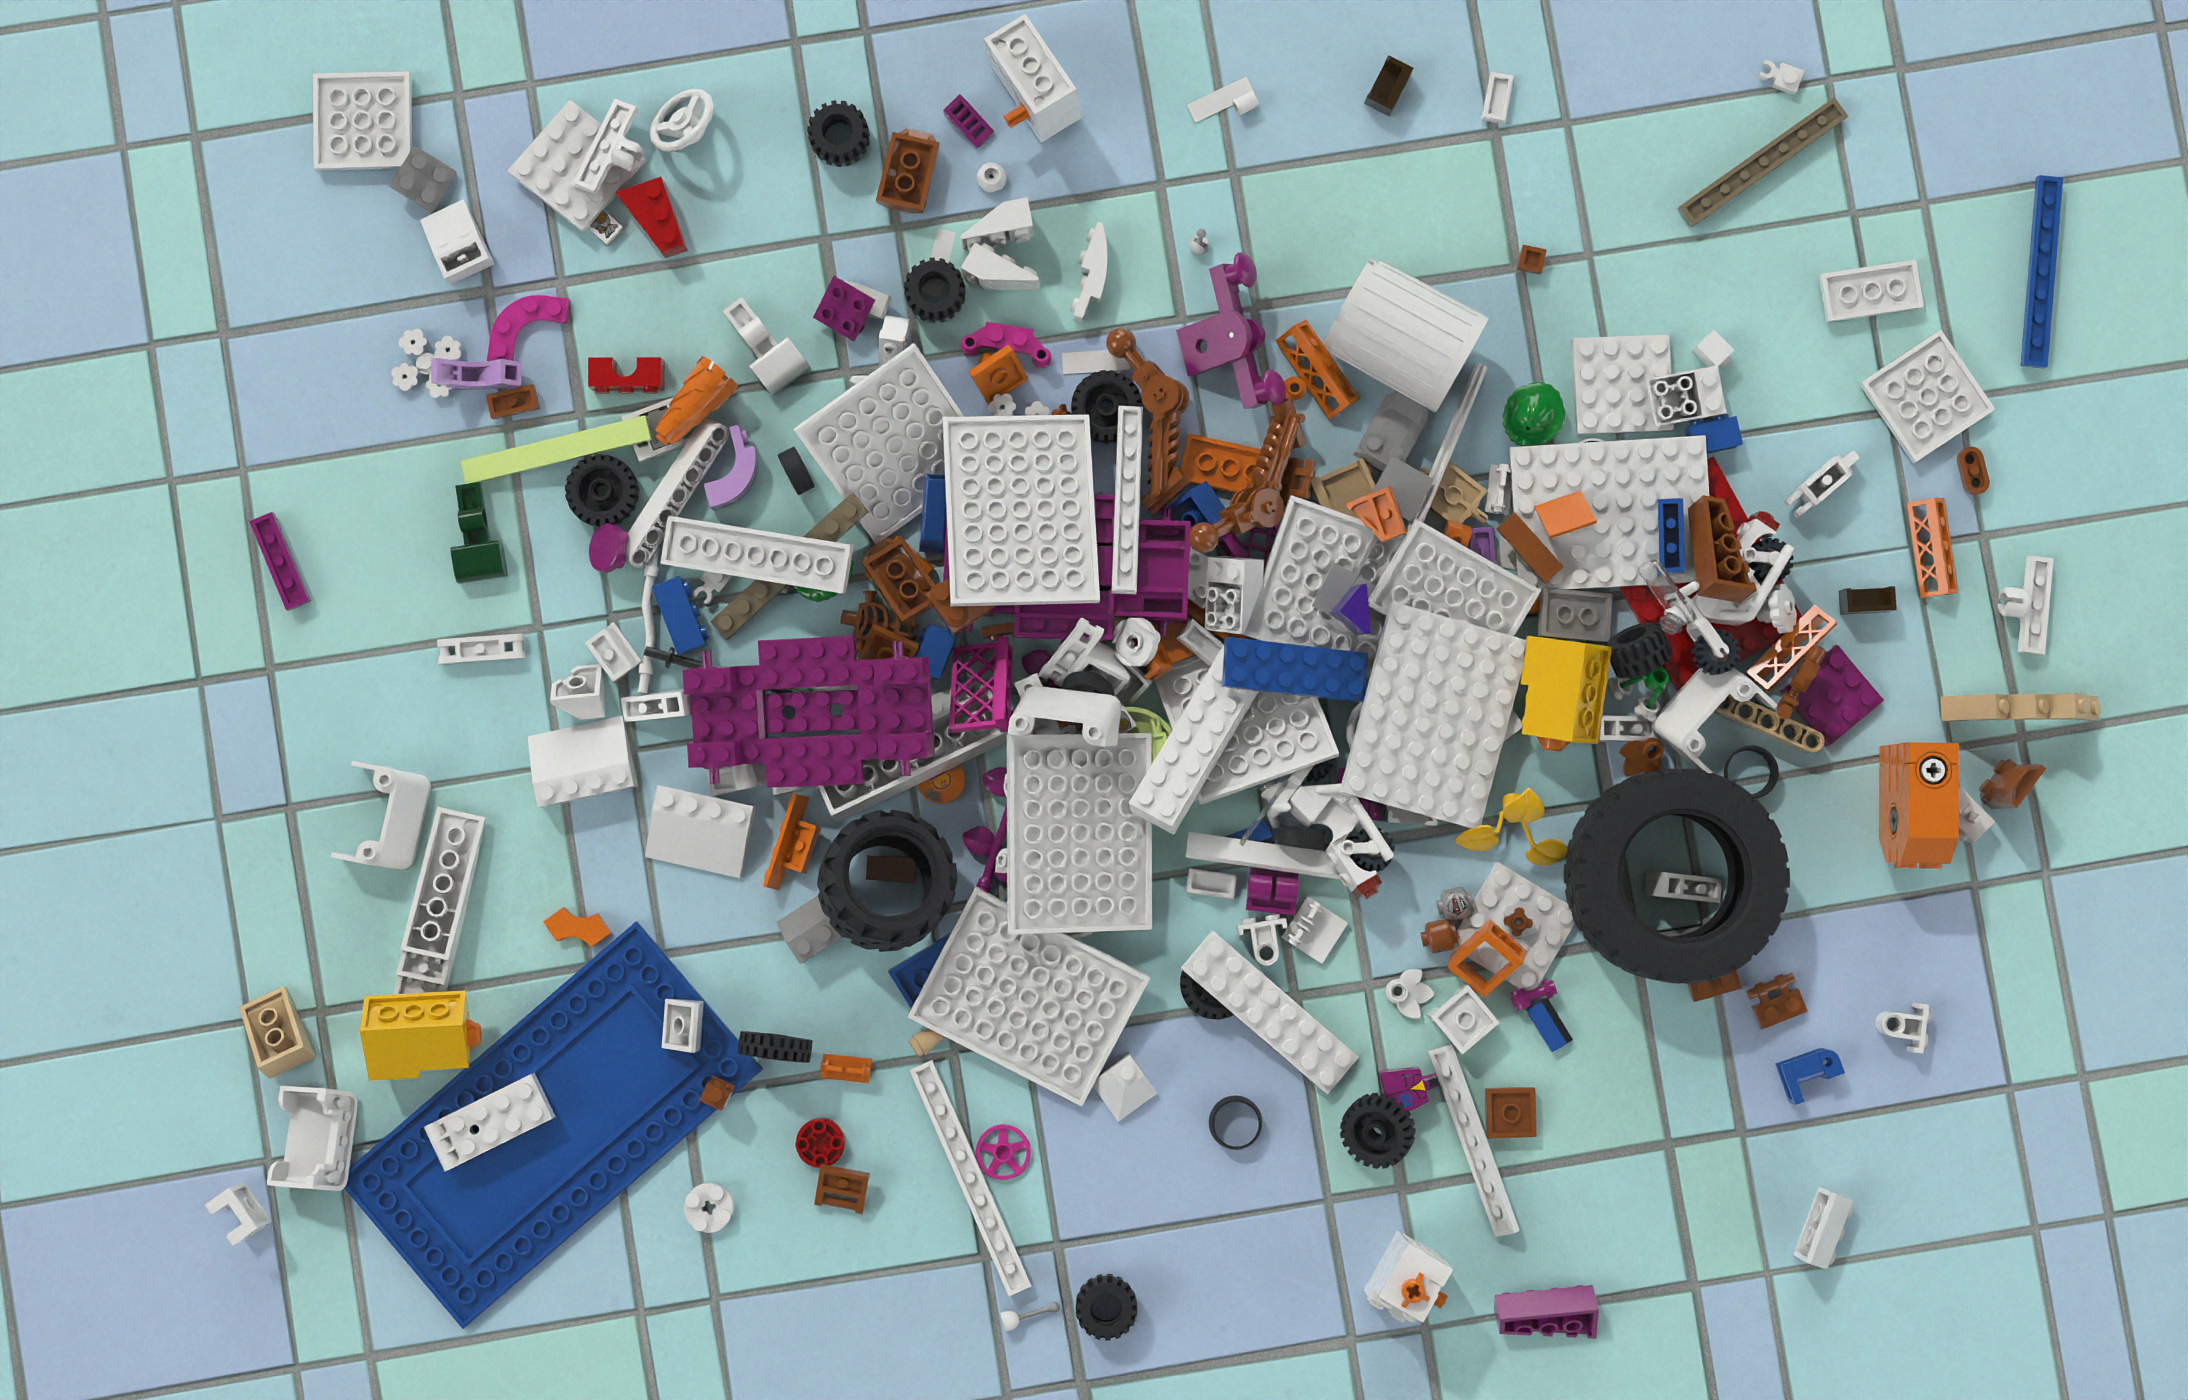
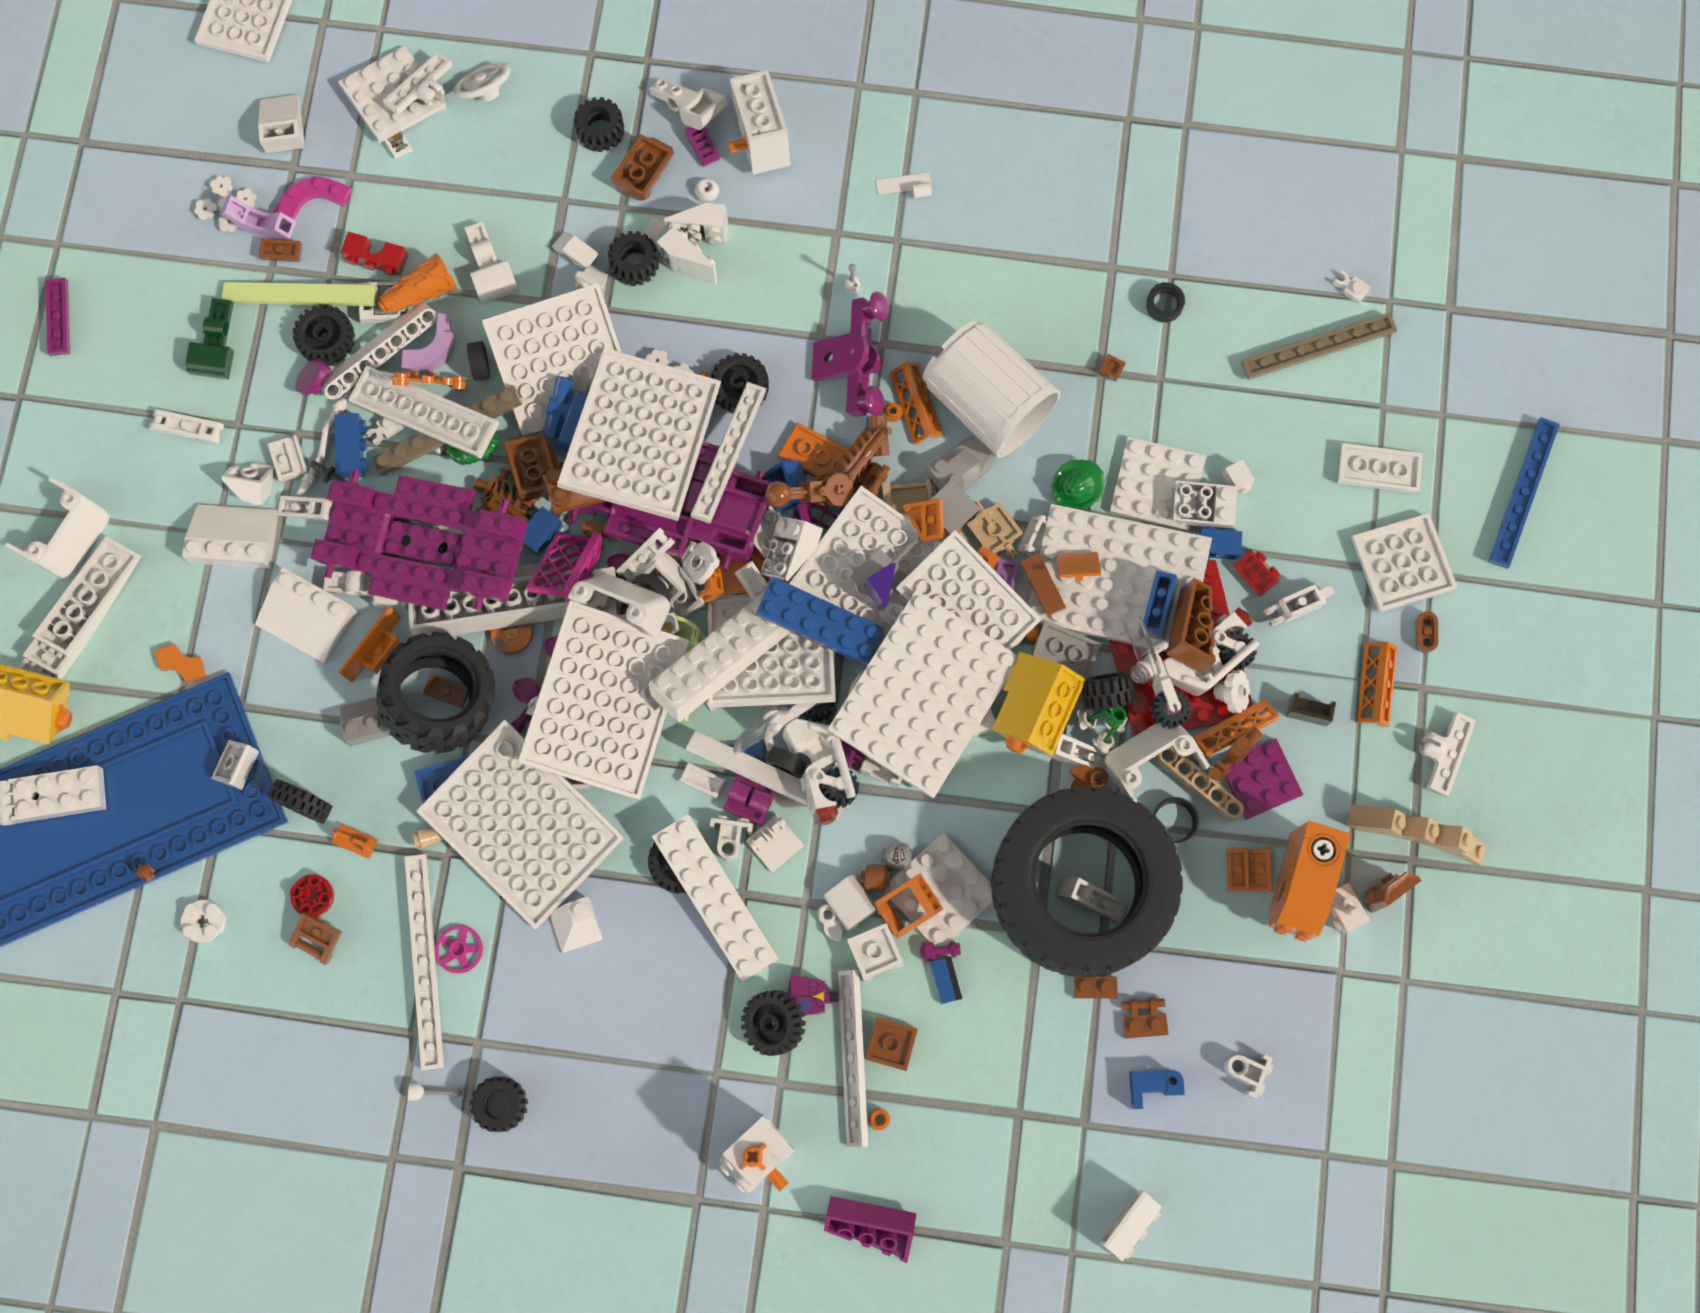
camera: 20 degrees right, 10 degrees down
(422, 179) = (272, 70): light grey plate -> none
(628, 1175) = (145, 872): none -> dark orange plate
(655, 213) = (439, 143): red wedge -> none
(717, 1093) = (241, 827): dark orange brick -> none
(744, 515) = (403, 379): none -> orange plant
(844, 308) = (558, 251): magenta hinge -> none
(909, 500) = (558, 407): none -> blue piece
(951, 79) = (694, 107): none -> white plate
(998, 373) = (661, 333): orange tile -> none
(1000, 335) = (677, 310): dark pink plate -> none
(1092, 362) = (730, 346): white sticker -> none
(1095, 265) = (764, 276): white slope -> none
(1166, 401) = (786, 391): dark orange piece -> none
(1219, 1105) = (673, 998): black tyre -> none
(1389, 85) = (1038, 208): dark brown panel -> none
(1421, 971) = (851, 901): none -> white slope
(1451, 439) = (1005, 484): white axle -> none
(1497, 98) = (1121, 241): white tile -> none
(1521, 809) = (970, 788): yellow plant -> none
(1525, 923) = (941, 890): dark orange plate -> none
(1526, 1202) = (886, 1119): none -> orange plate
(1584, 147) = (1170, 288): none -> black tyre
(1765, 457) = (1257, 572): none -> red bracket
(1846, 802) = (1249, 870): none -> orange slope

